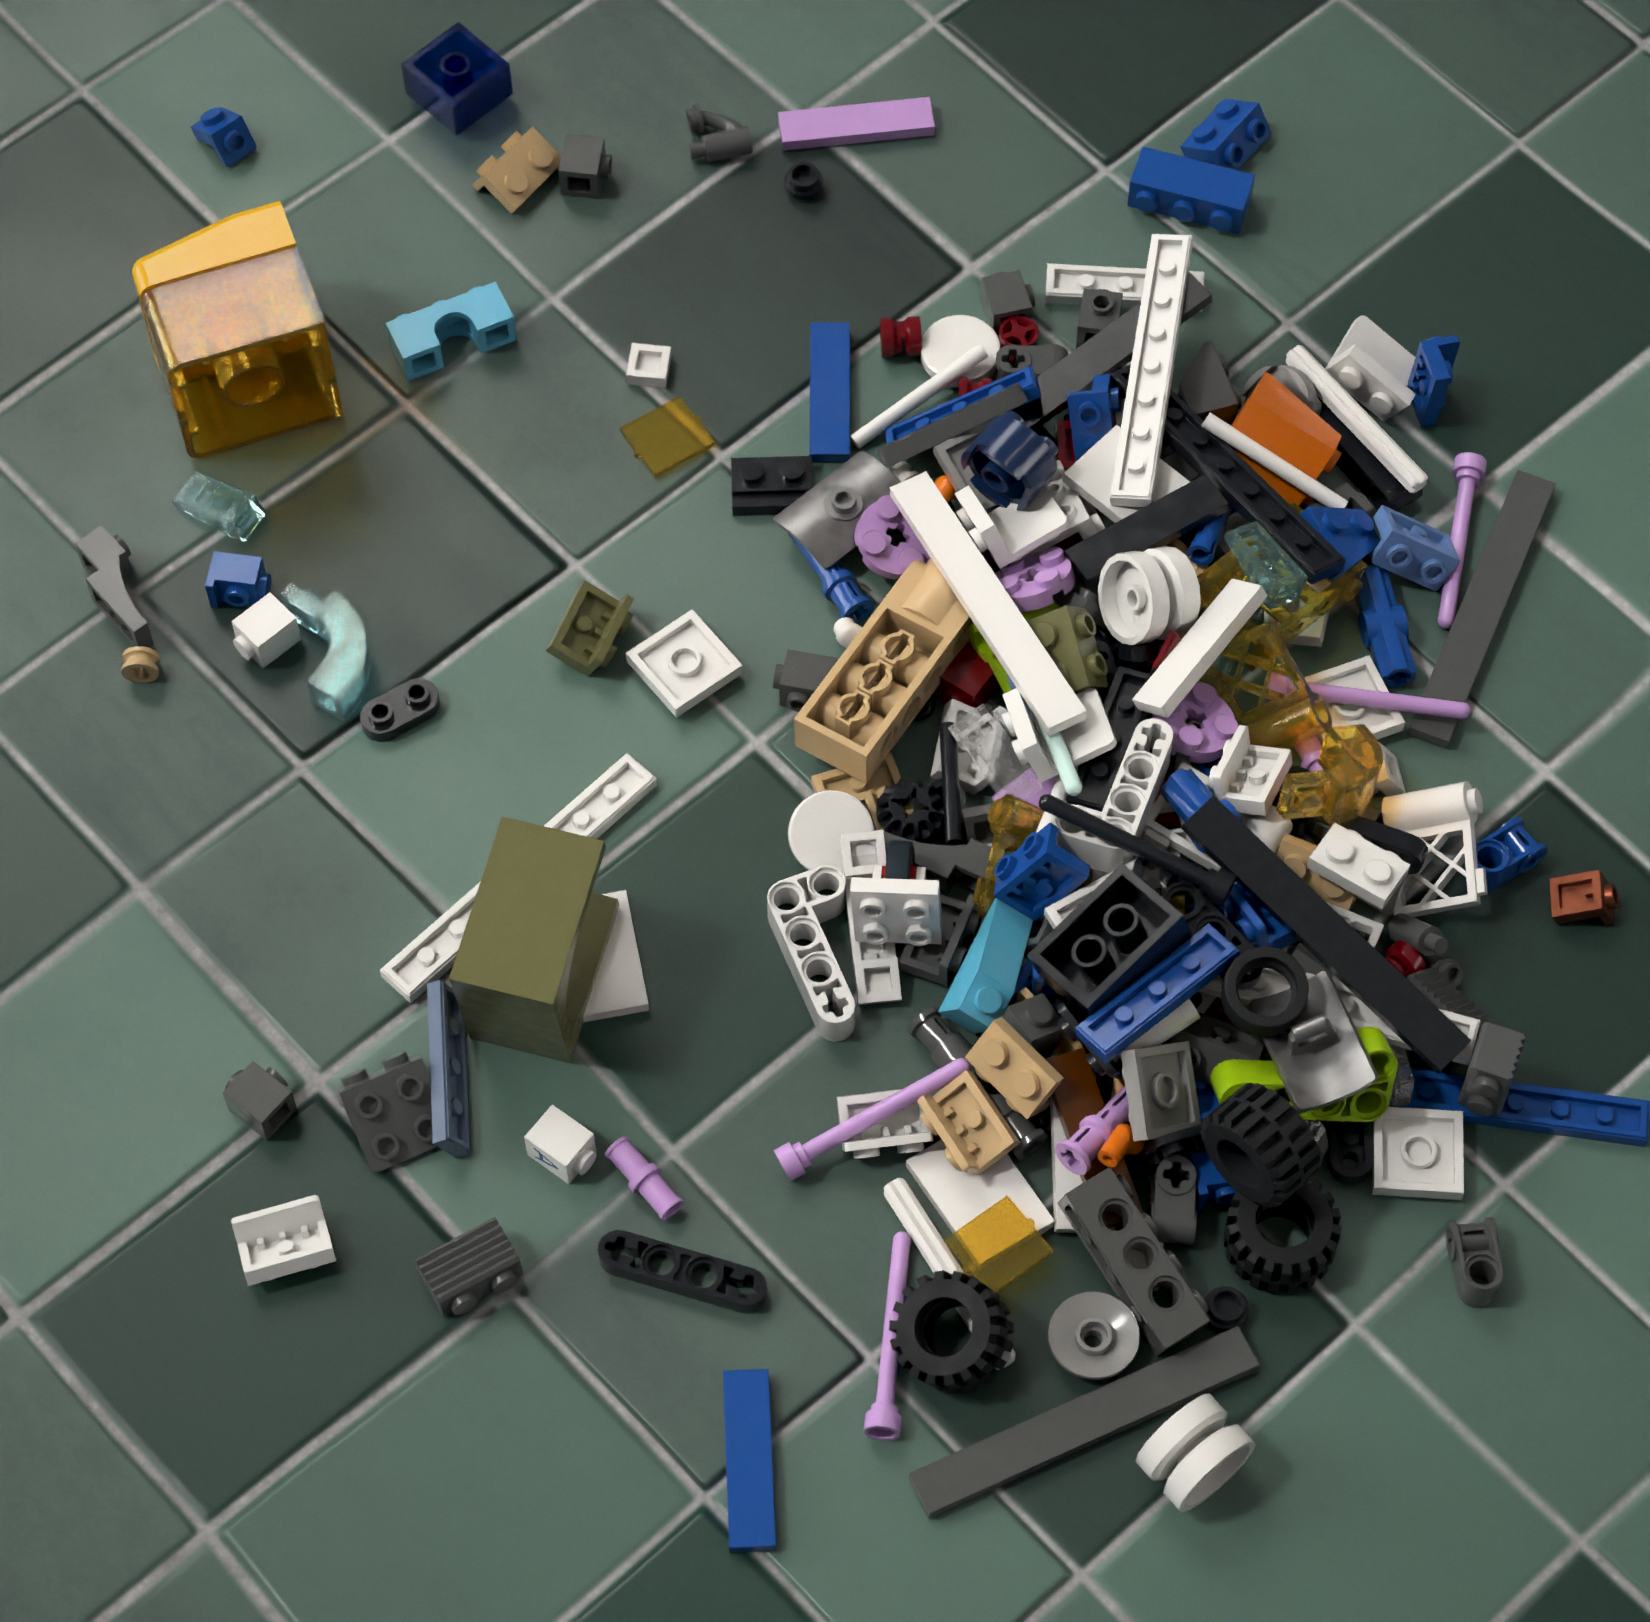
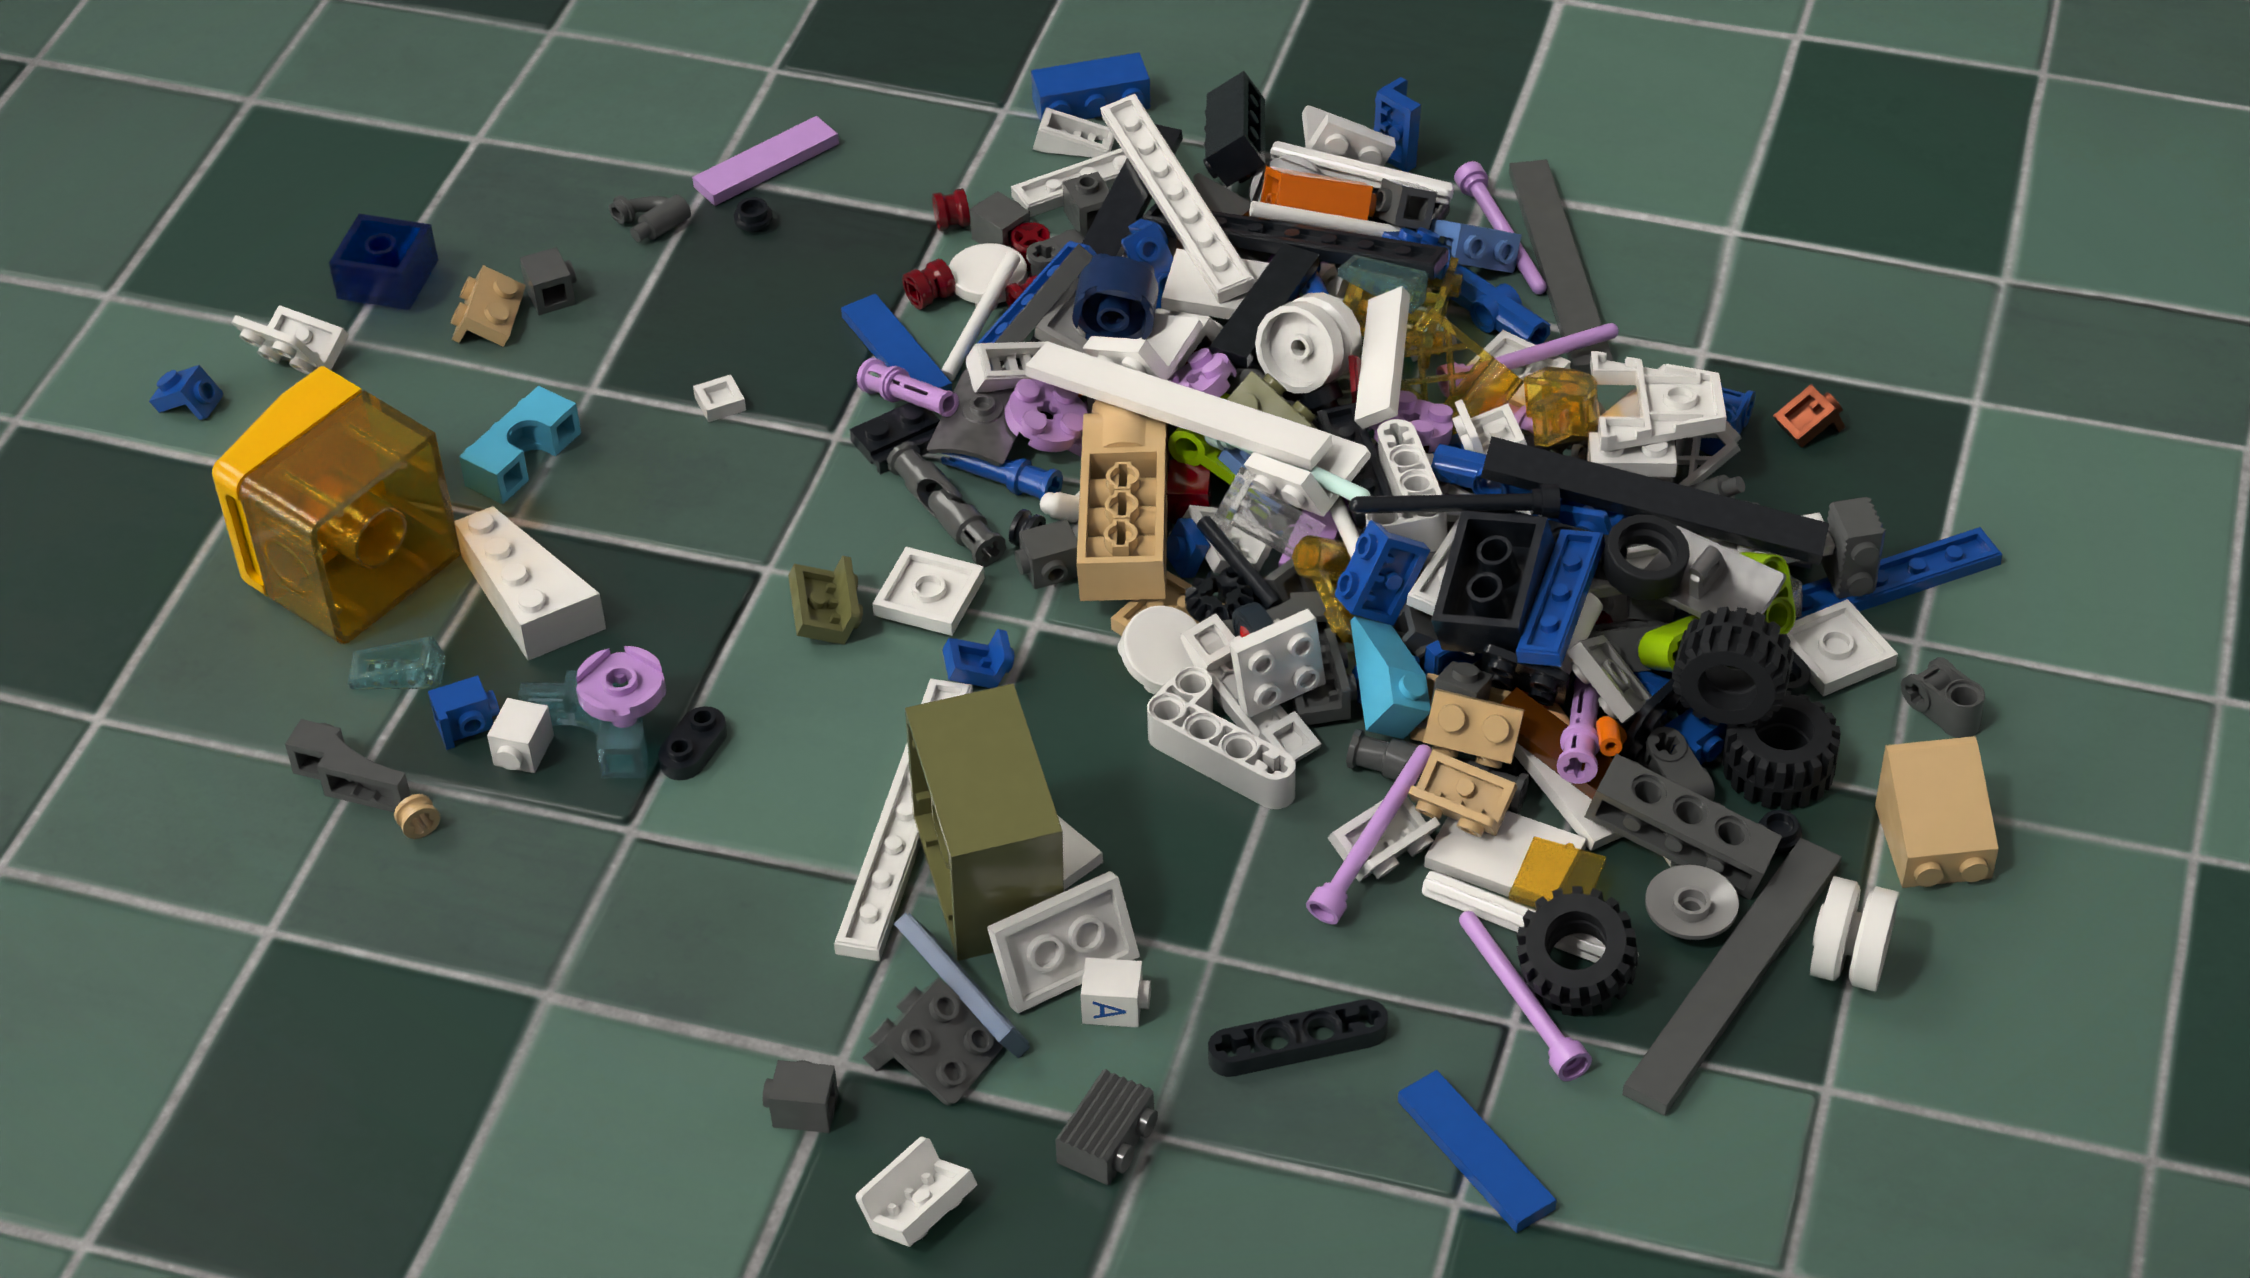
camera: 30 degrees left, 15 degrees down
(336, 126) = (294, 338): none -> white bracket
(361, 491) = (527, 585): none -> white wedge
(361, 653) = (624, 703): none -> lavender plate
(530, 1075) = (1047, 944): none -> white plate
(644, 1178) = (1207, 982): lavender pin -> none
(667, 437) = (776, 442): clear yellow piece -> none
(674, 758) = (977, 662): none -> blue bracket
(758, 580) = (946, 504): none -> dark grey piece
(796, 434) = (897, 385): none -> lavender pin
(807, 640) = (1024, 521): none -> black bush
(881, 455) = (985, 365): none -> white slope
(924, 738) = (1186, 547): none -> blue plate
(973, 263) = (951, 209): none -> dark red wheel
(1125, 235) = (1071, 135): none -> white slope
(1228, 134) = (1089, 37): blue bracket -> none
(1276, 310) = (1235, 130): none -> black brick
(1362, 478) = (1405, 203): none -> dark grey brick
(1364, 1377) = (1937, 812): none -> tan slope
(1432, 837) = (1671, 403): none -> white wing

